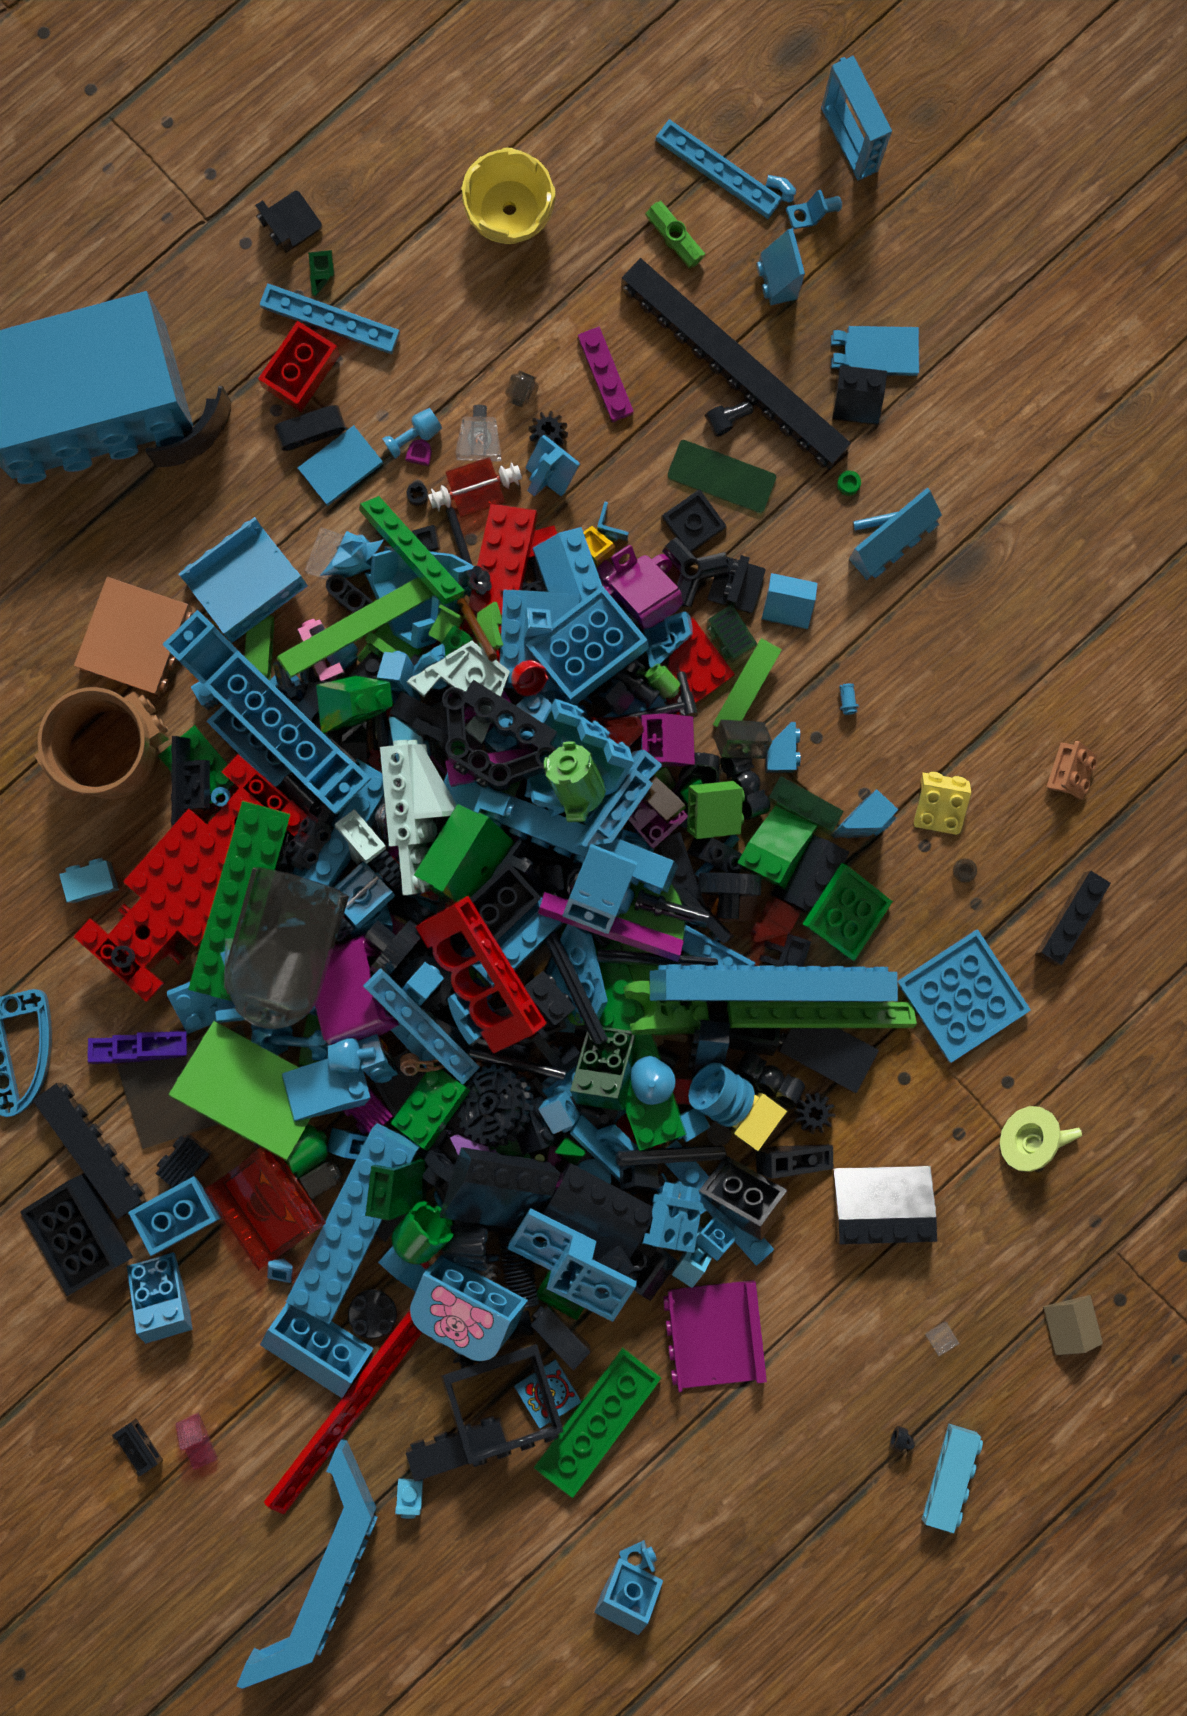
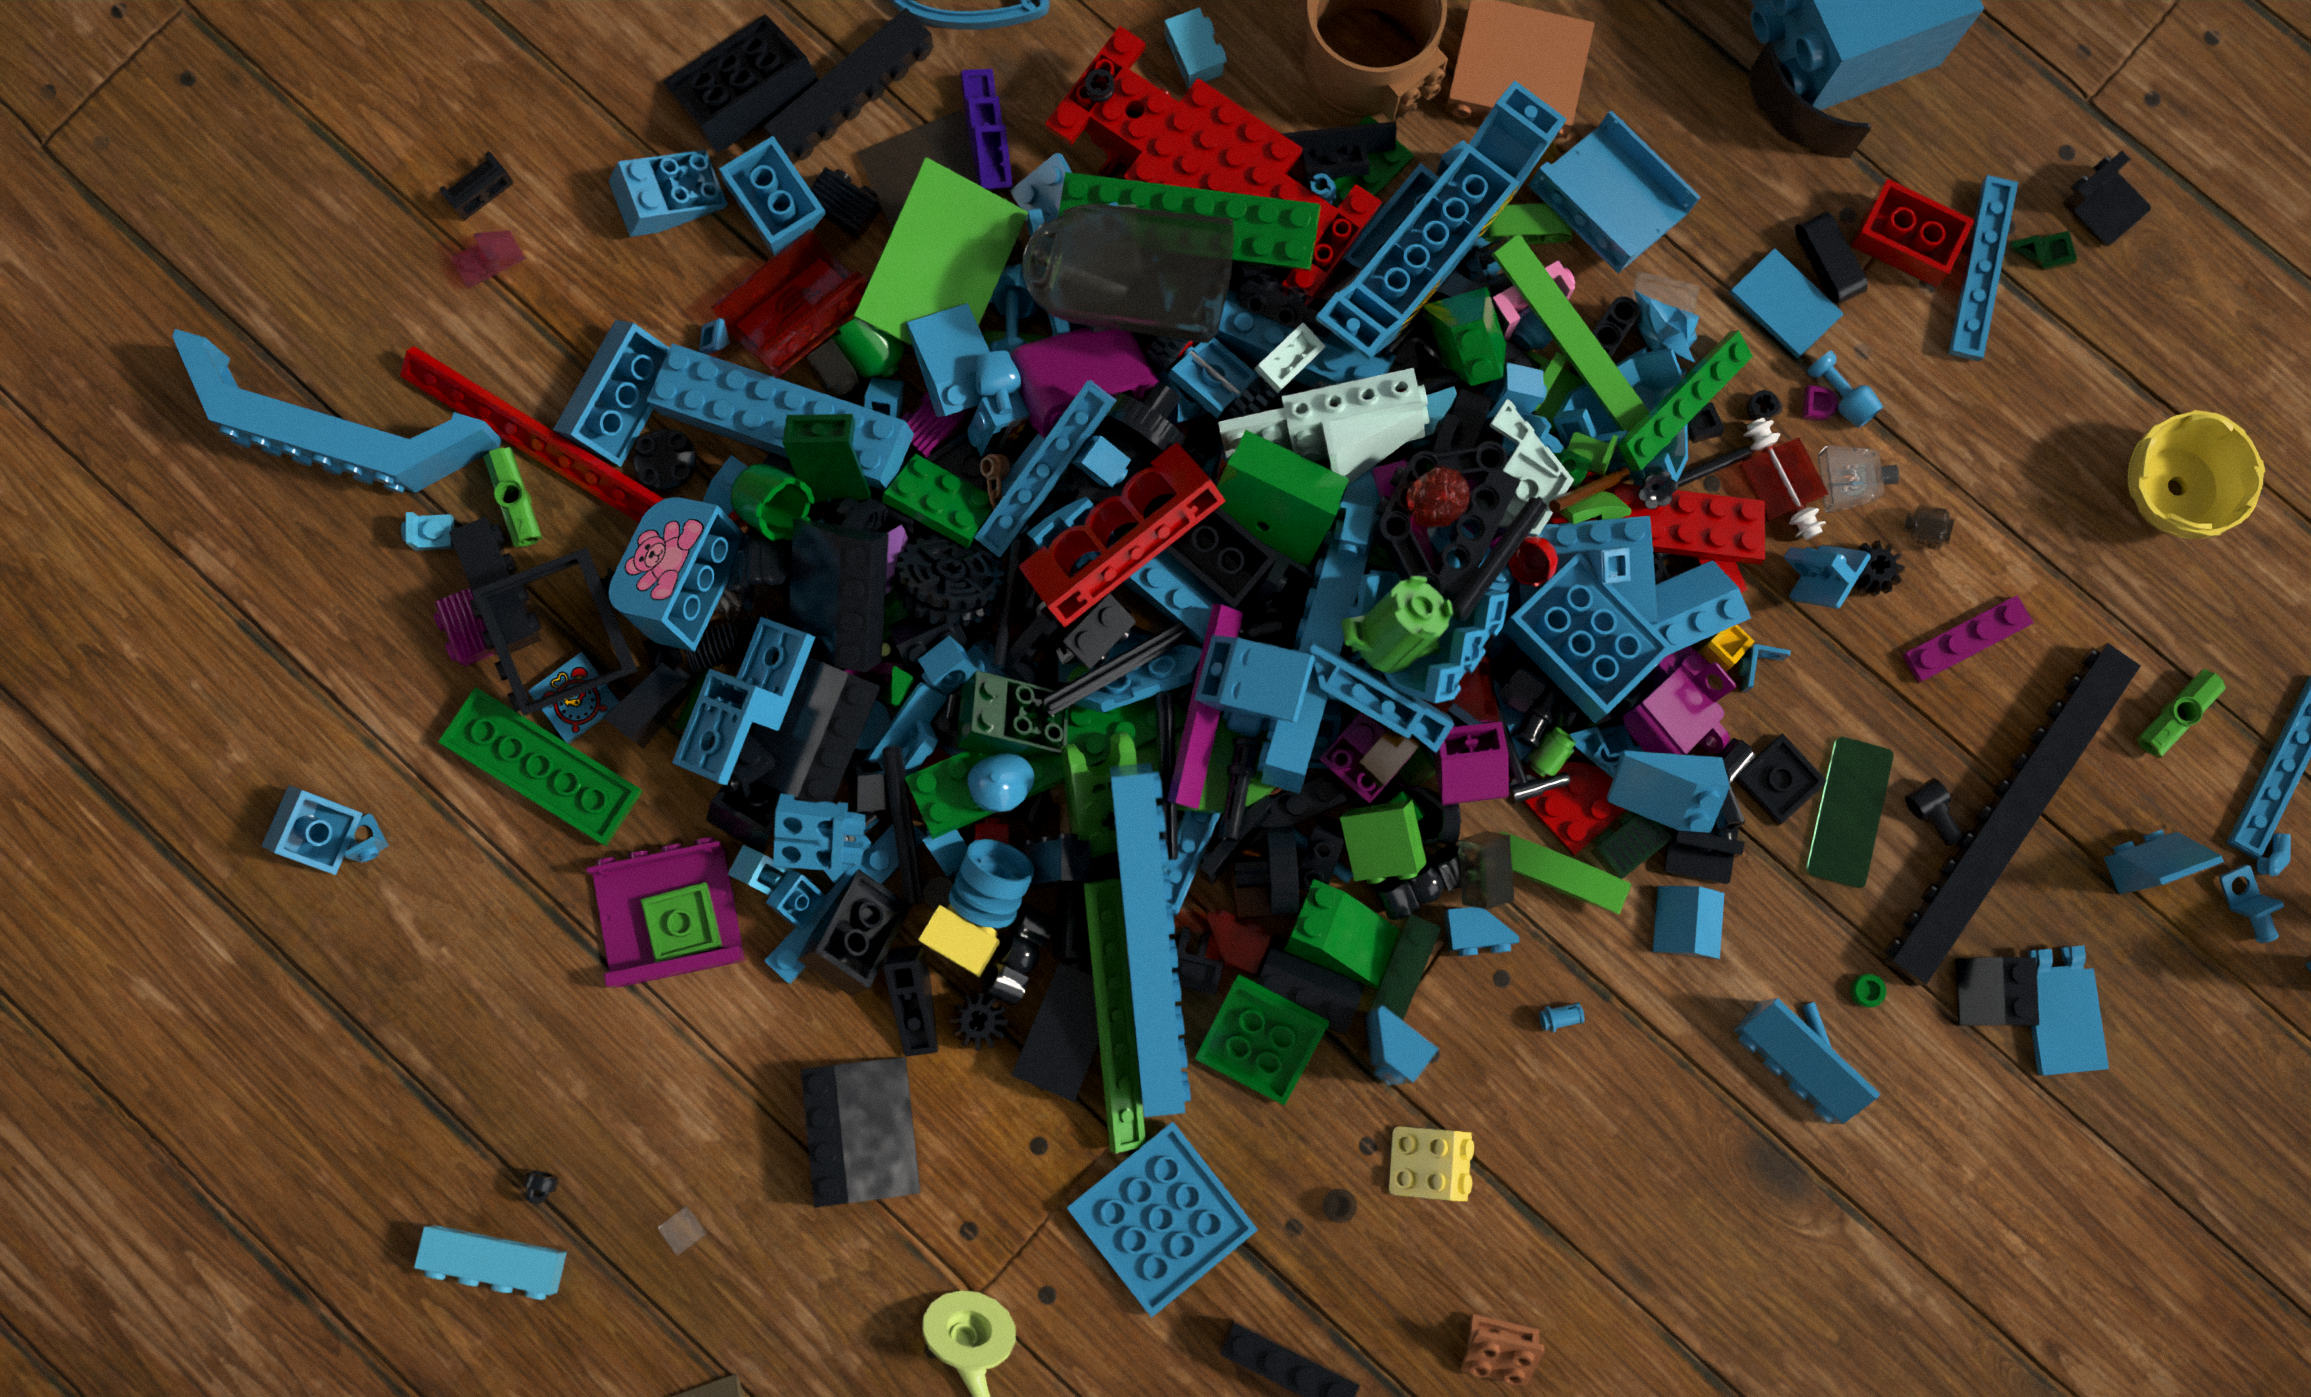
camera: 85 degrees right, 5 degrees down
(374, 1435) = (519, 514): none -> bright green piece
(481, 1478) = (462, 628): none -> magenta brick
(482, 740) = (1438, 497): none -> clear red hair
(529, 703) = (1498, 558): none -> black axle
(700, 600) = (1671, 788): none -> dark azure slope
(723, 1324) = (681, 923): none -> bright green tile

